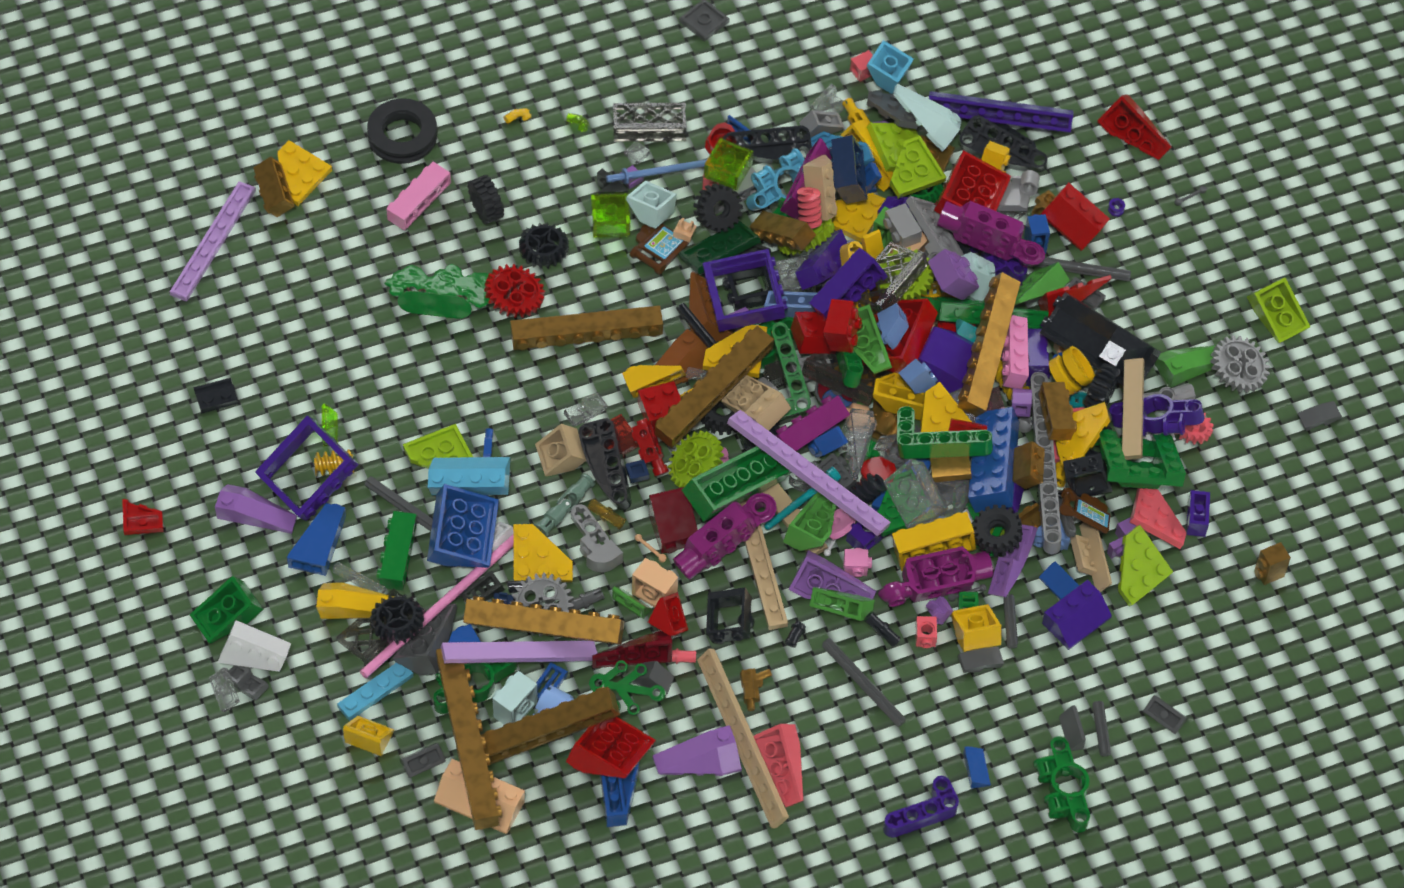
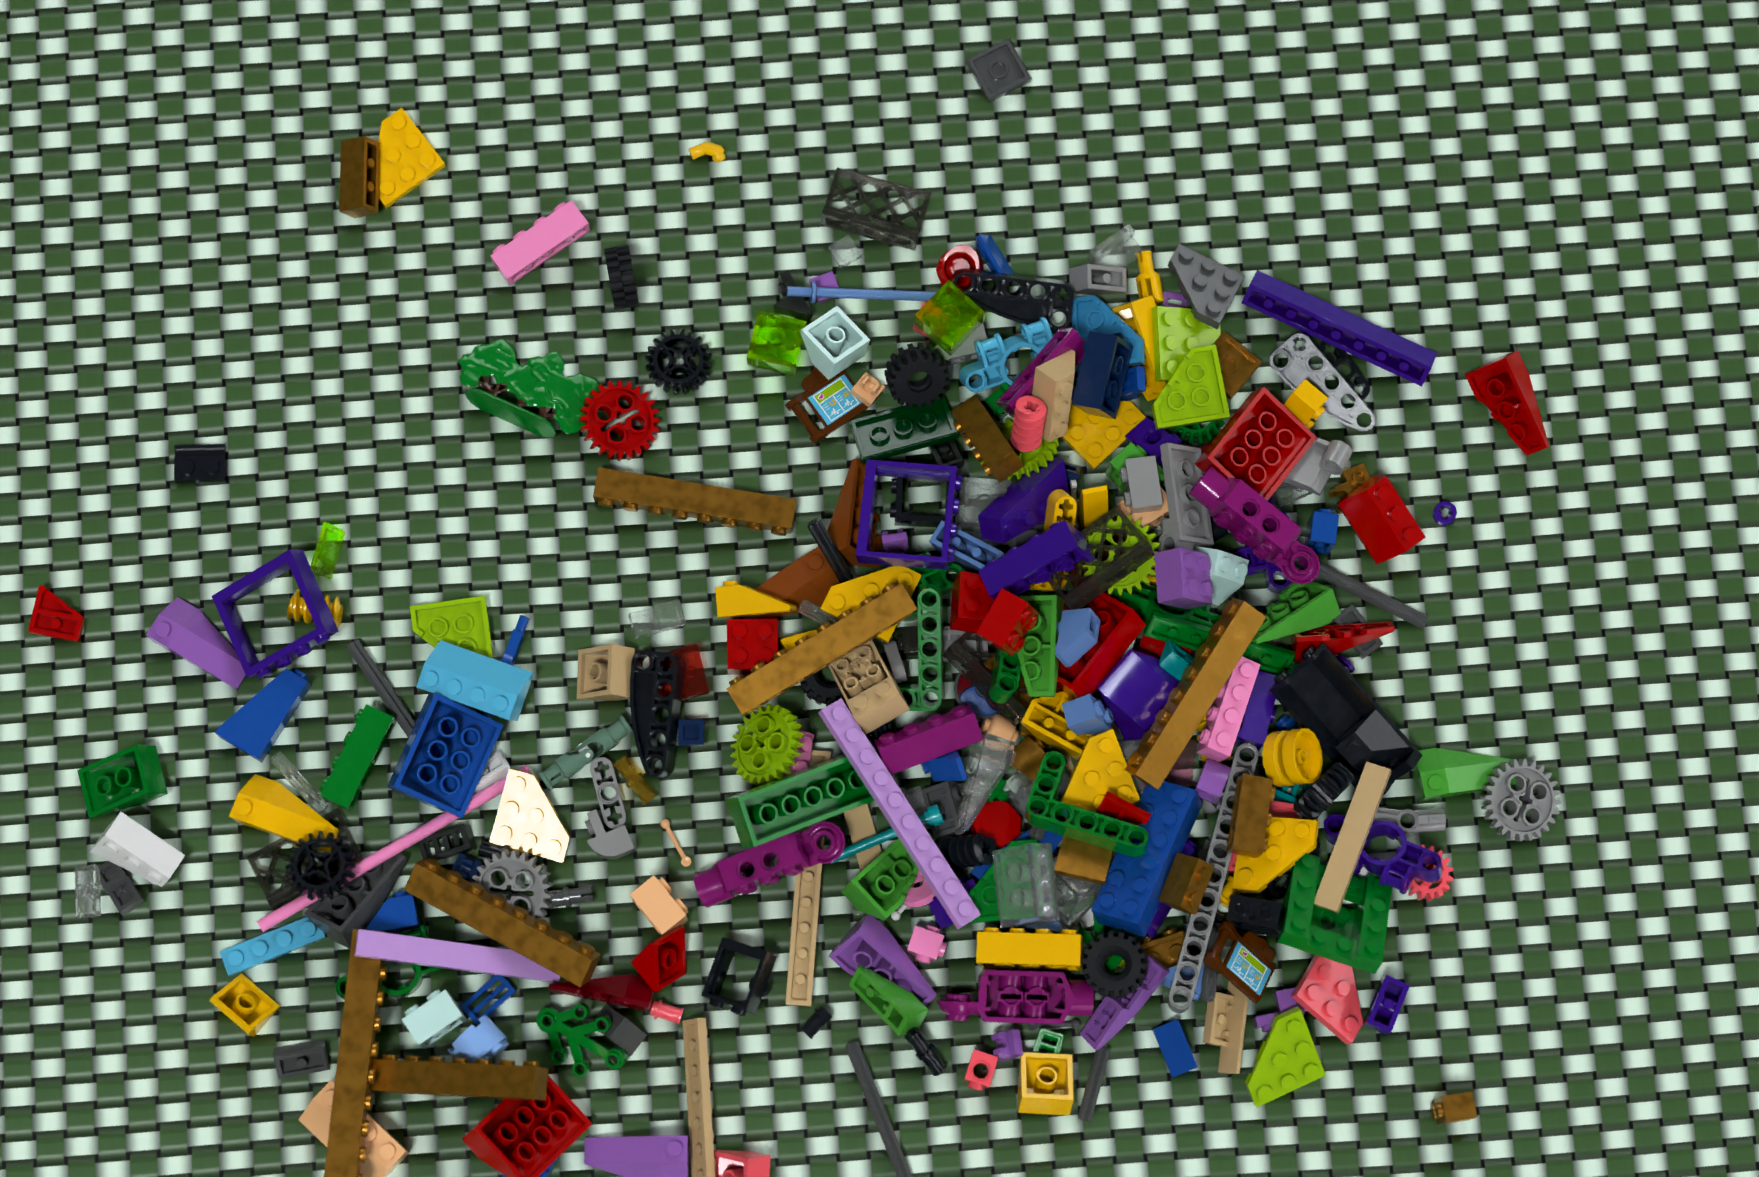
camera: 15 degrees right, 20 degrees up
(212, 241) = (262, 232): lavender tile -> none
(406, 151) = (542, 102): black tyre -> none
(578, 119) = (786, 182): clear neon green arm -> none
(630, 602) = (627, 913): bright green slope -> none
(647, 444) = (711, 710): red brick -> none
(671, 519) = (710, 822): dark red slope -> none
(750, 682) = (739, 1072): pearl gold piece -> none
(859, 66) = (1185, 204): coral brick -> none
(888, 66) = (1214, 218): medium azure slope -> none
(936, 119) = (1246, 322): light aqua wedge -> none
(981, 658) = (1037, 1127): dark grey slope -> none
(1077, 615) = (1180, 1103): dark purple slope -> none
(1202, 189) = (1568, 517): dark grey hinge -> none
(1279, 310) = (1601, 732): lime slope -> none
(1319, 414) = (1598, 903): dark grey slope -> none

